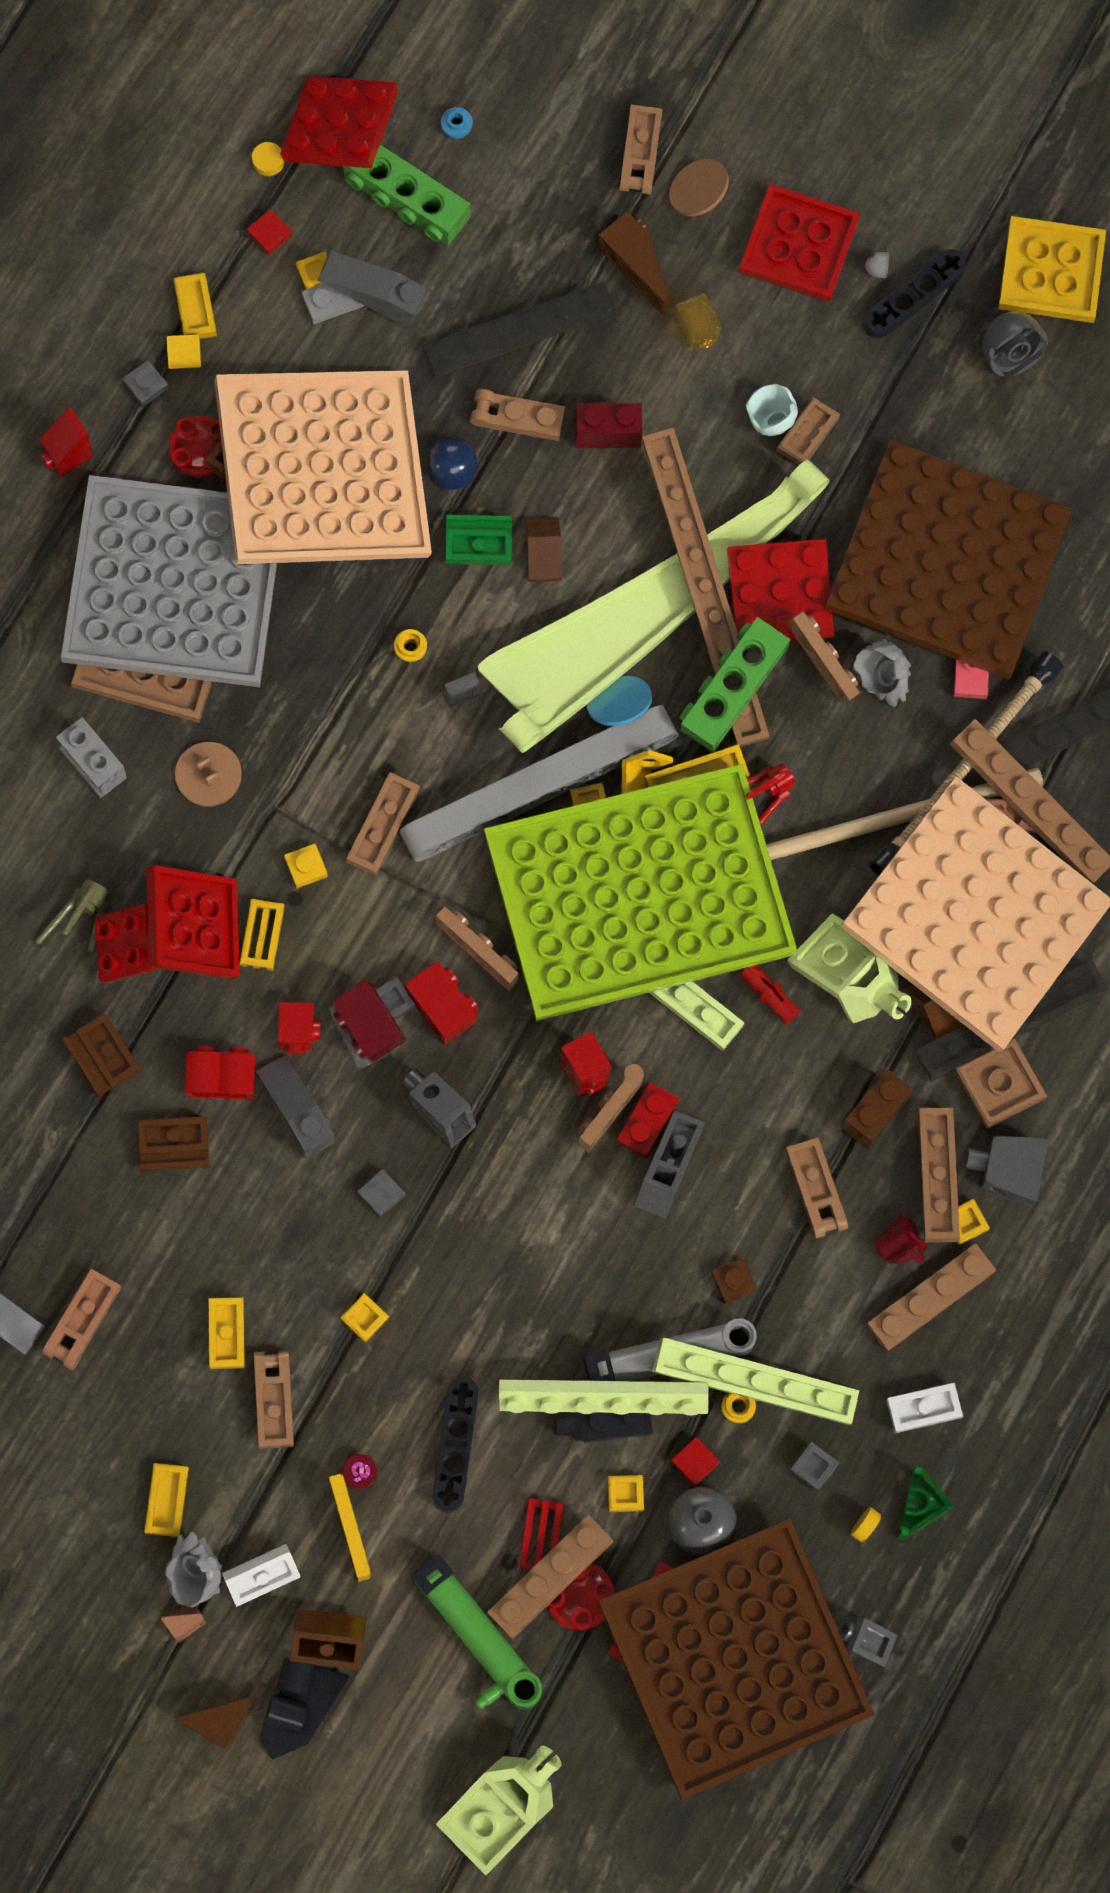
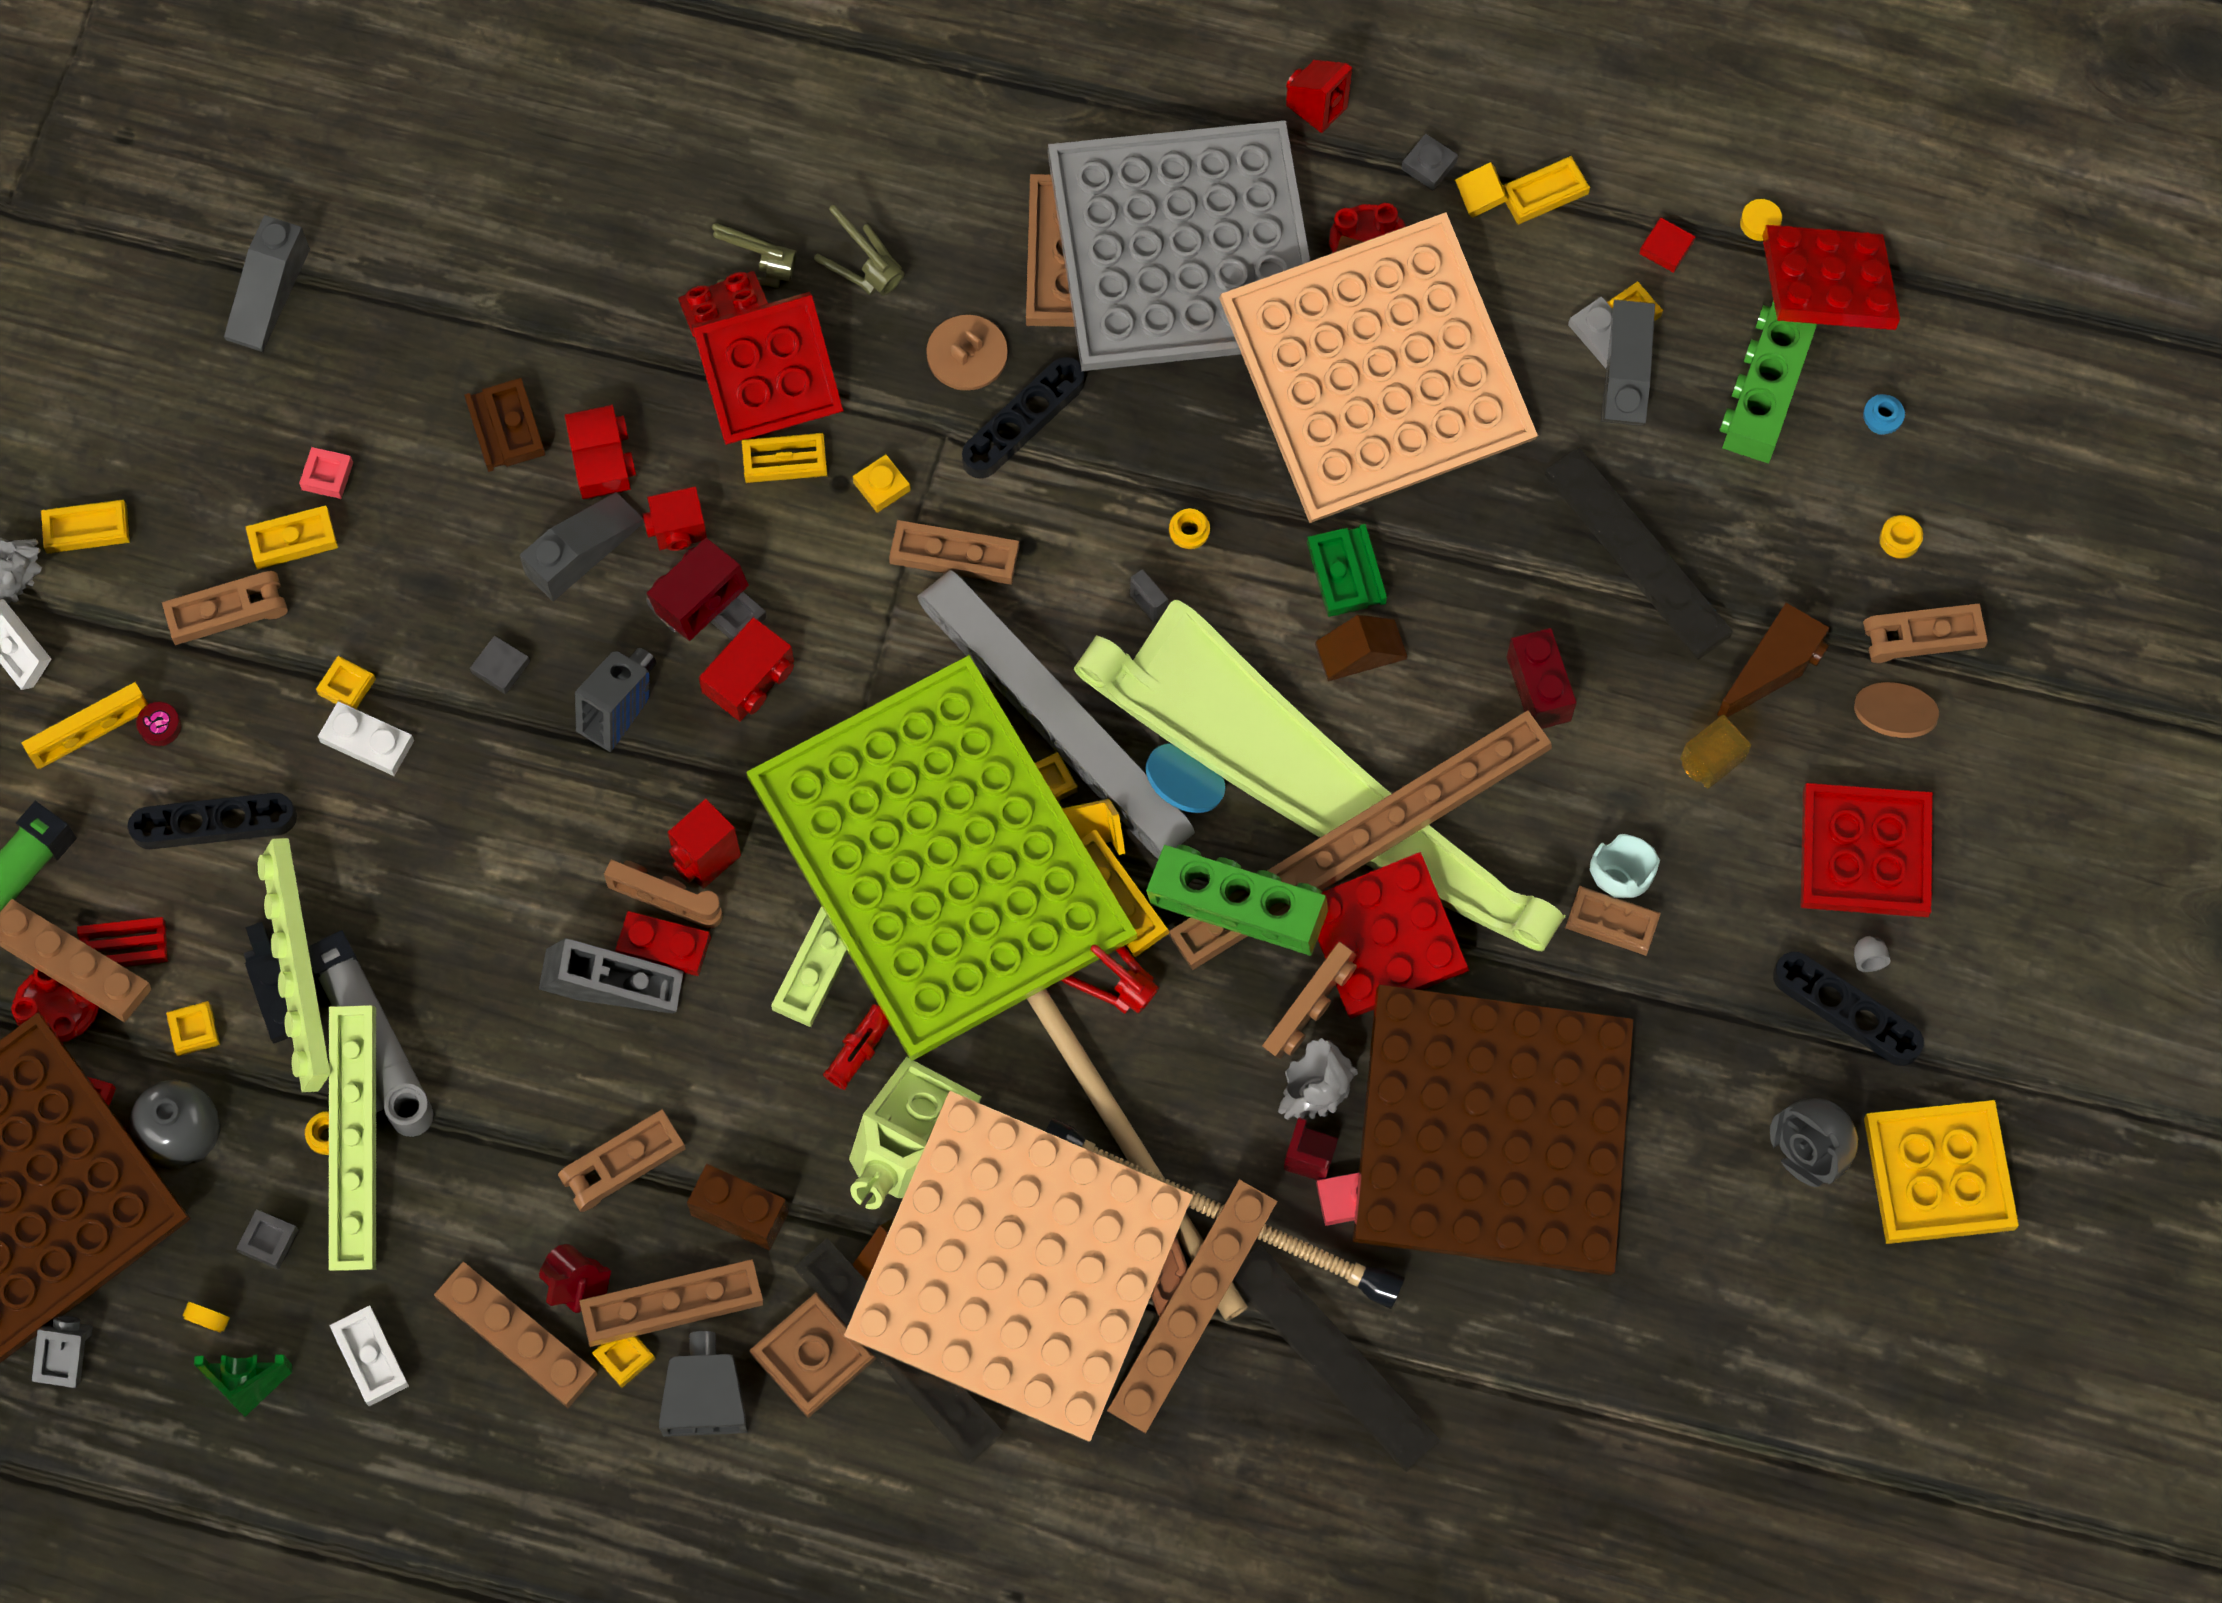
camera: 80 degrees right, 5 degrees down
(82, 1318) = (276, 382): nougat plate -> none
(91, 757) = (945, 217): light grey hinge -> none
(102, 1055) = (592, 322): reddish brown plate -> none
(121, 819) = (880, 270): none -> olive plant
(176, 1294) = (326, 473): none -> coral plate
(278, 745) = (1019, 414): none -> black beam
(416, 1311) = (366, 738): none -> white plate
(452, 463) = (1437, 518): dark blue hair -> none
(478, 947) = (828, 690): medium nougat plate -> none
(518, 415) = (1524, 578): medium nougat plate -> none
(557, 143) = (1901, 536): none -> yellow tile
(695, 1461) = (247, 1099): red tile -> none
(734, 1281) = (483, 1092): reddish brown plate -> none
(932, 692) = (1310, 1152): none -> dark red panel

